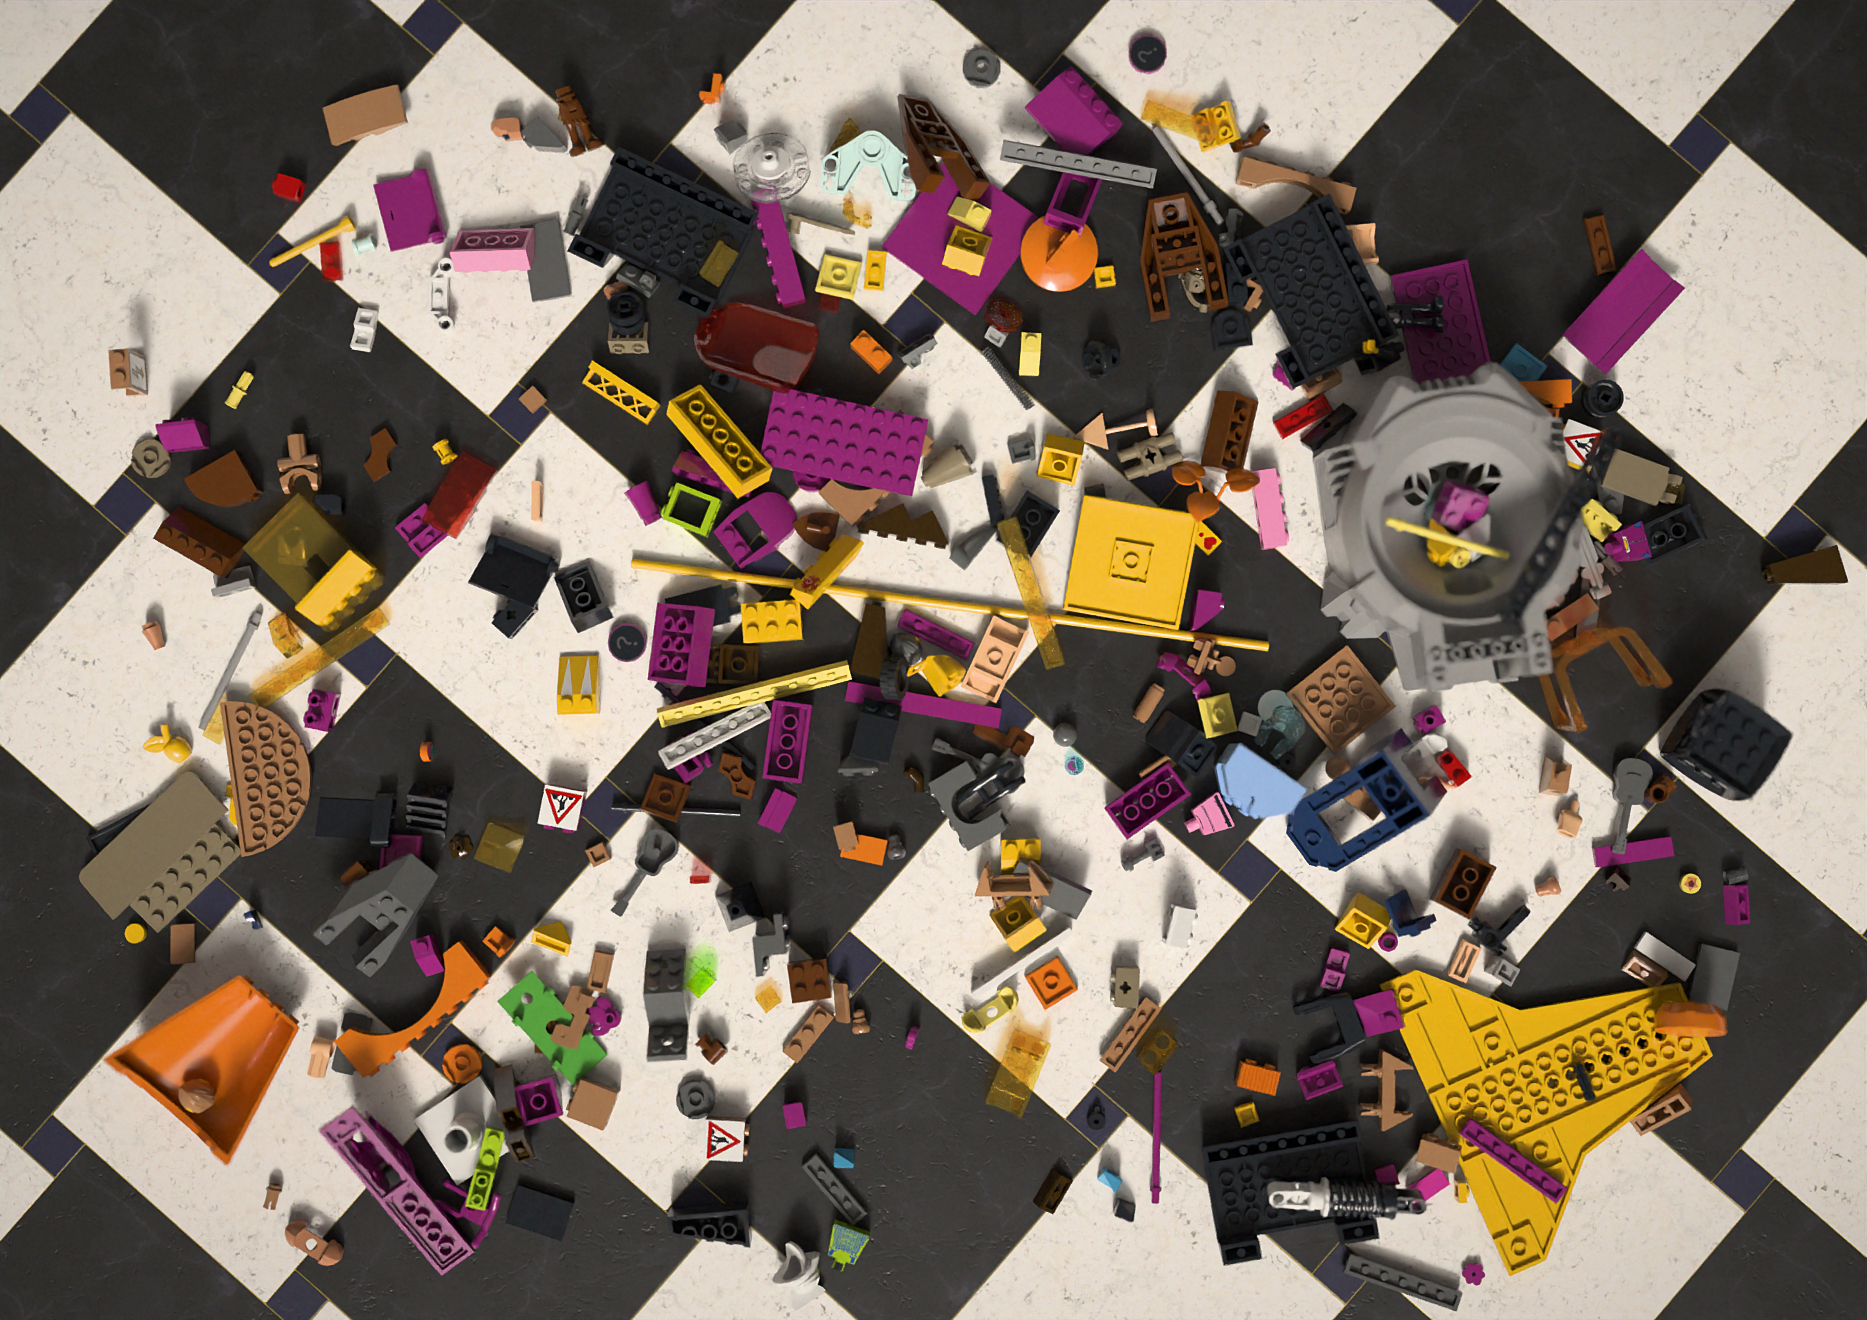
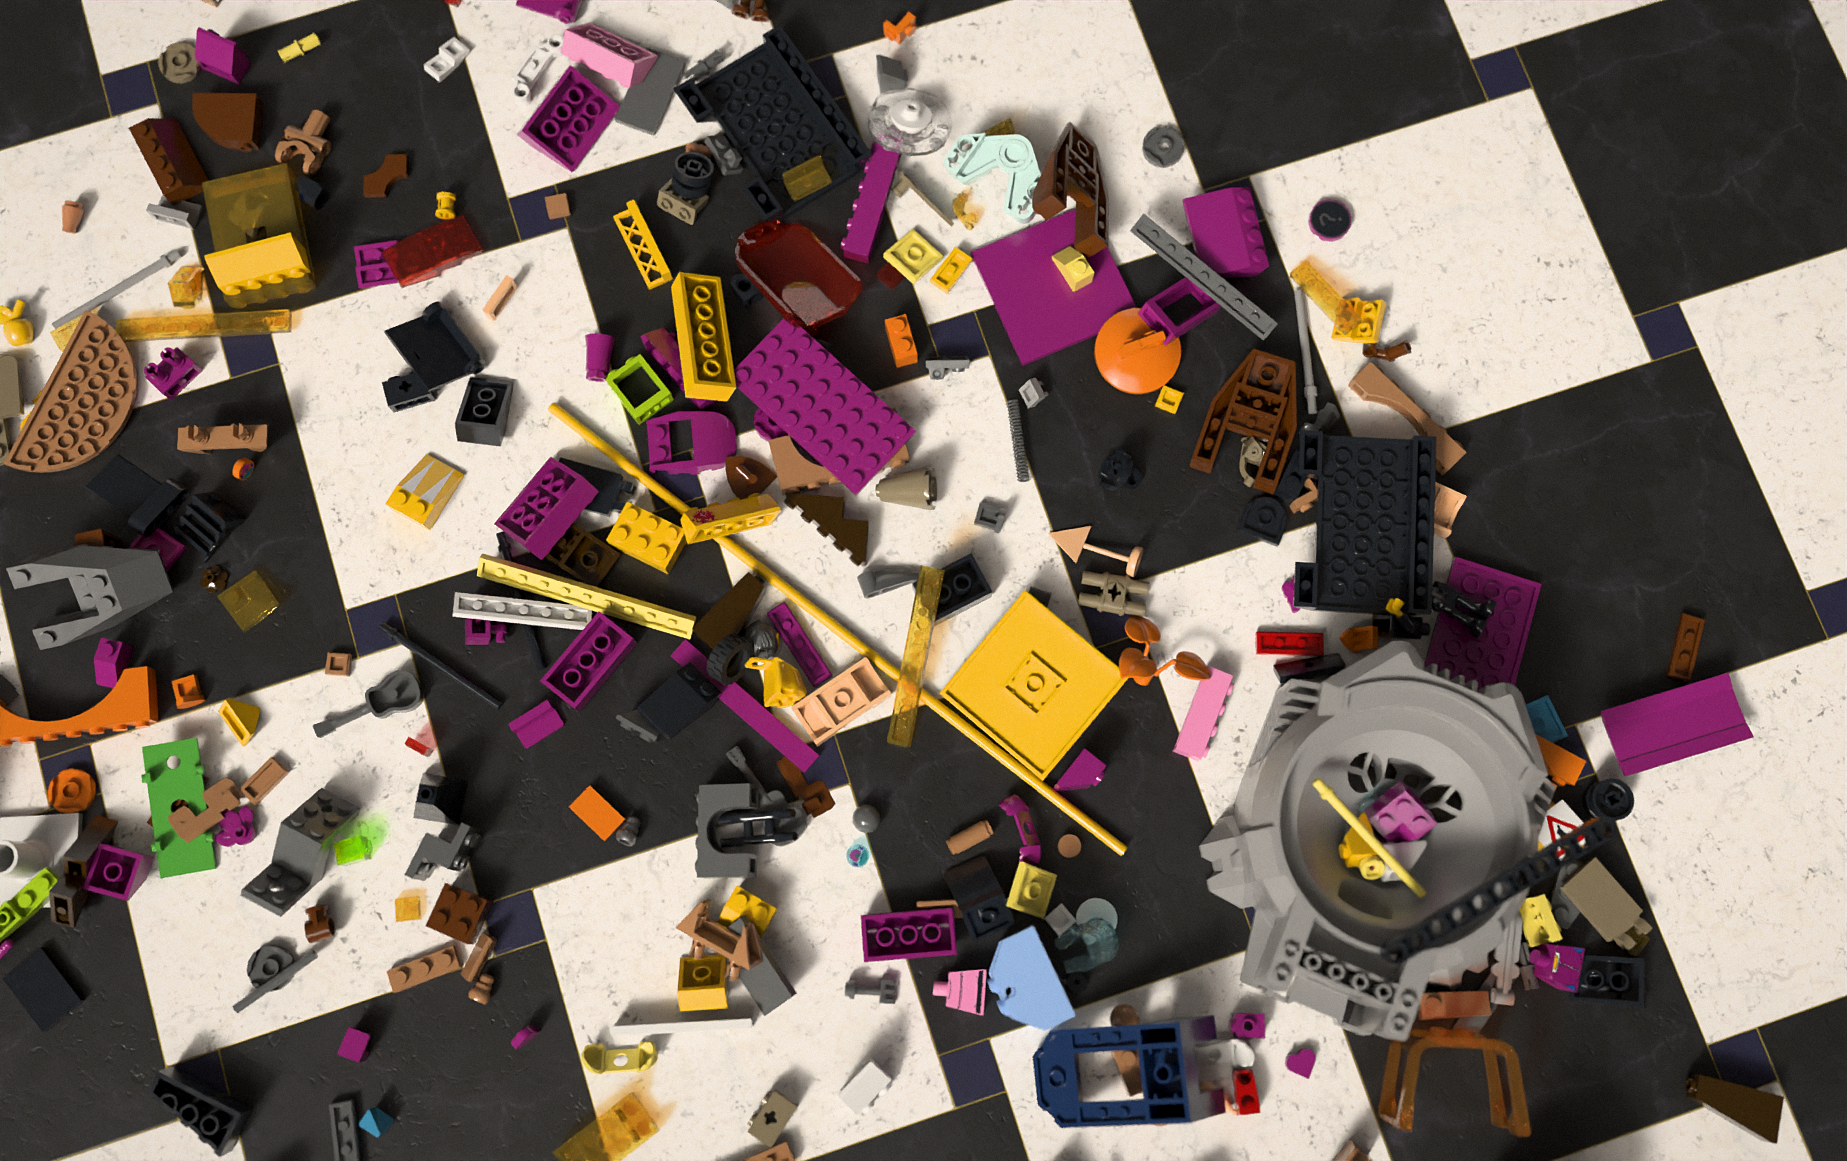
camera: 25 degrees right, 10 degrees down
(399, 738) = (204, 439): none -> medium nougat hose
(496, 323) = (569, 119): none -> magenta slope
(562, 808) = (332, 598): piece -> none
(592, 1103) = (167, 908): medium nougat piece -> none
(627, 642) = (498, 478): black tile -> none
(665, 798) = (437, 647): reddish brown tile -> none
(706, 1107) = (275, 981): none -> dark grey bar
(725, 1138) = (272, 1027): piece -> none
(741, 782) = (520, 658): reddish brown tile -> none
(846, 836) = (586, 789): medium nougat brick -> none
(916, 776) = (693, 772): dark brown arm -> none
(967, 251) = (1048, 299): yellow slope -> none
(991, 495) = (934, 543): black piece -> none
(1006, 308) = (1046, 368): tile -> none
(1030, 354) = (1053, 429): light yellow slope -> none
(1051, 982) = (699, 1067): orange tile -> none
(1060, 459) = (1023, 545): yellow slope -> none
(1200, 663) = (1056, 824): medium nougat hips -> none
(1206, 539) = (1122, 706): yellow tile -> none
(1229, 432) = (1206, 615): reddish brown slope -> none
(1321, 384) = (1326, 622): medium nougat slope -> none
(1340, 700) = (1167, 950): medium nougat plate -> none
(1353, 383) = (1360, 638): none -> orange tile
(1481, 723) = (1301, 1063): none -> magenta tile

